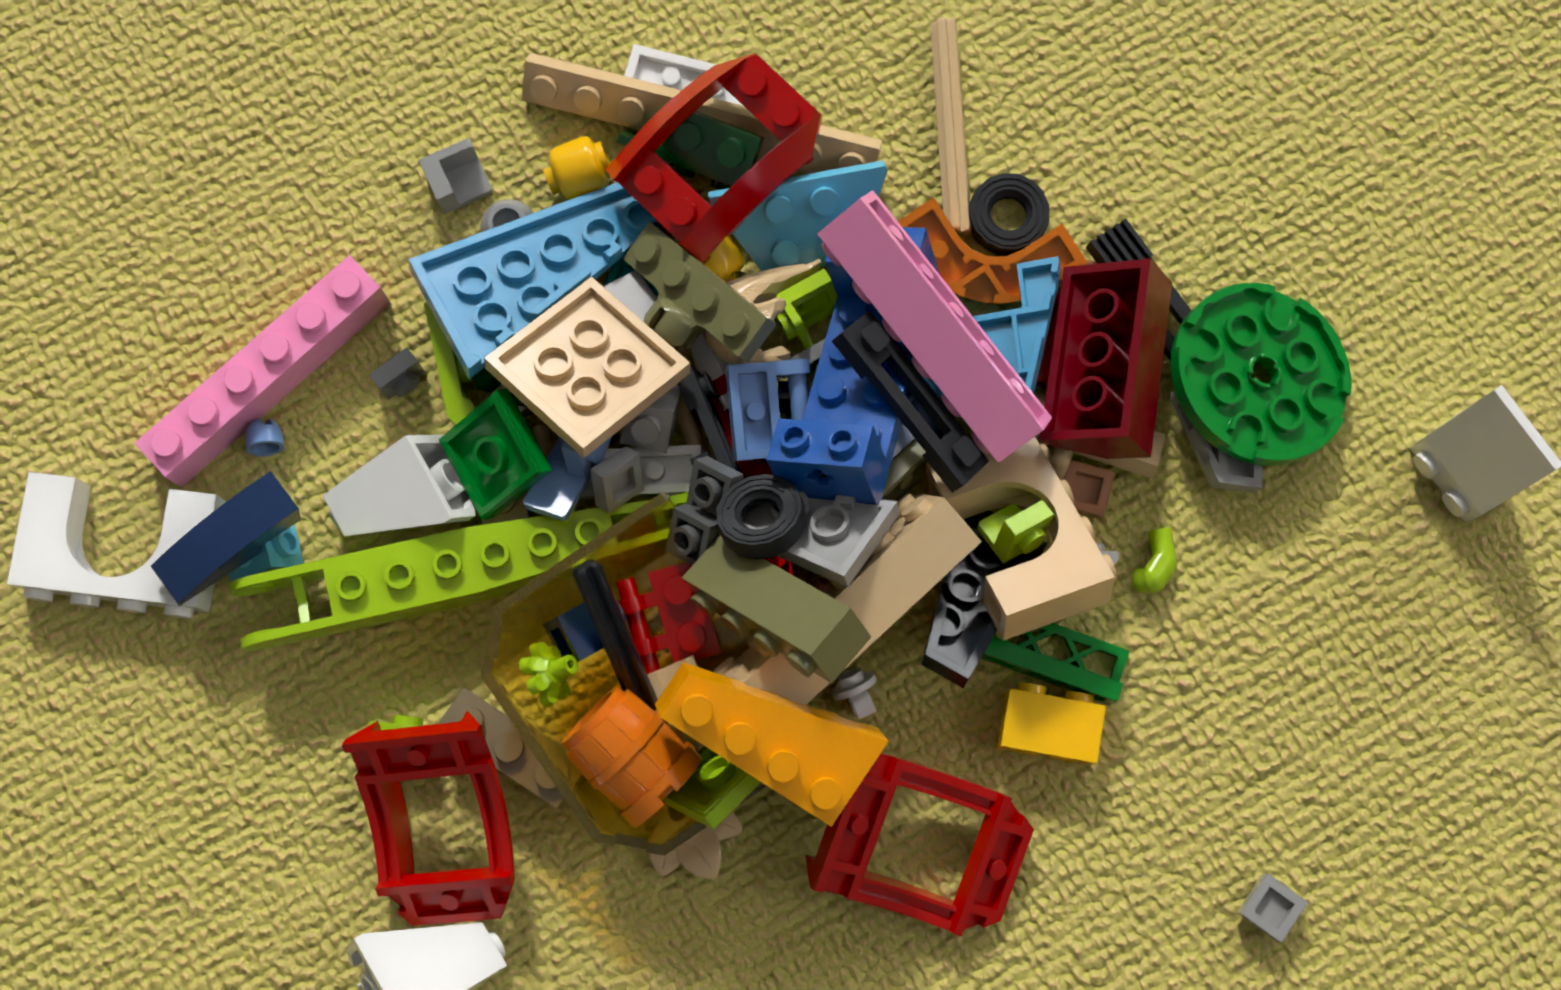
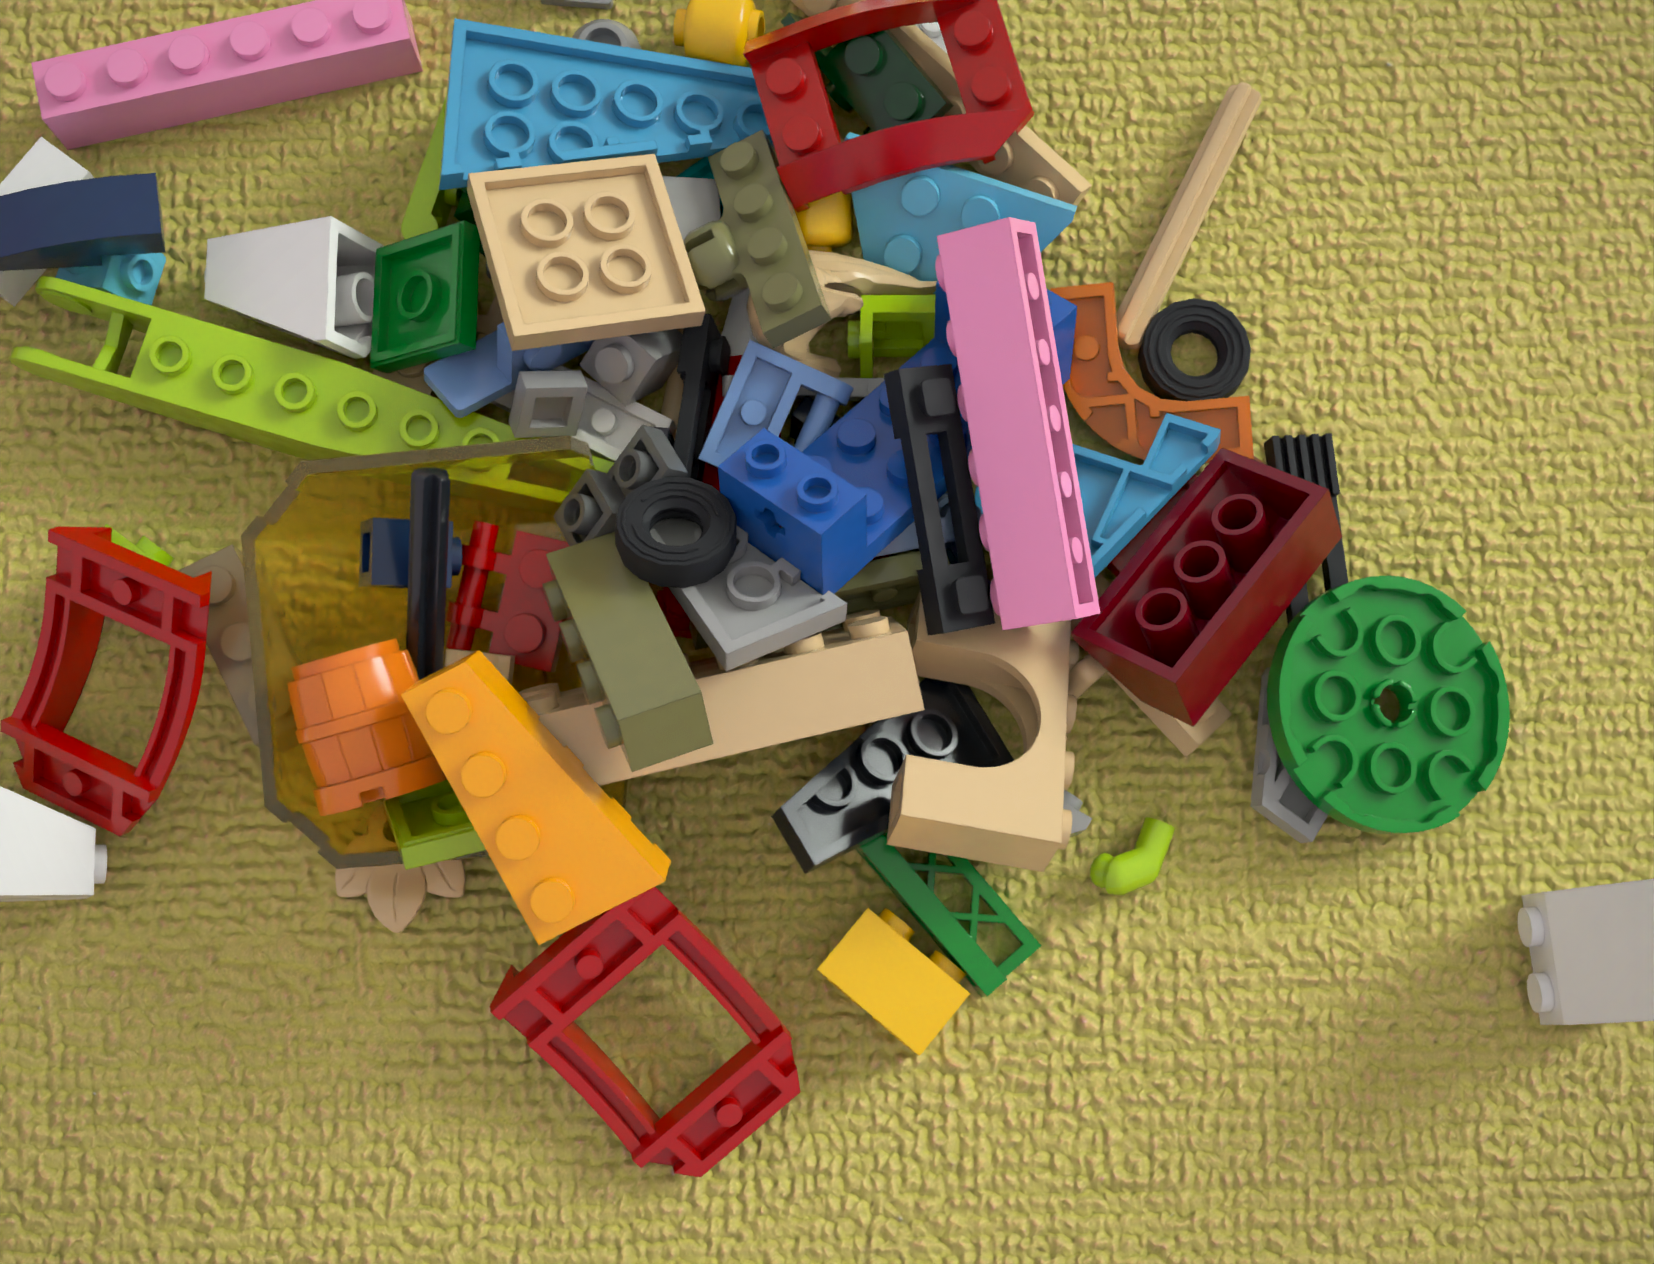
camera: 25 degrees right, 0 degrees up
(264, 439) = (186, 143): medium blue hinge -> none
(398, 374) = (378, 152): dark grey plate -> none
(548, 672) = (329, 579): lime plant -> none
(853, 686) = (688, 801): white plate -> none
(1016, 531) = (982, 723): lime bracket -> none
(1089, 488) = (1101, 725): nougat plate -> none

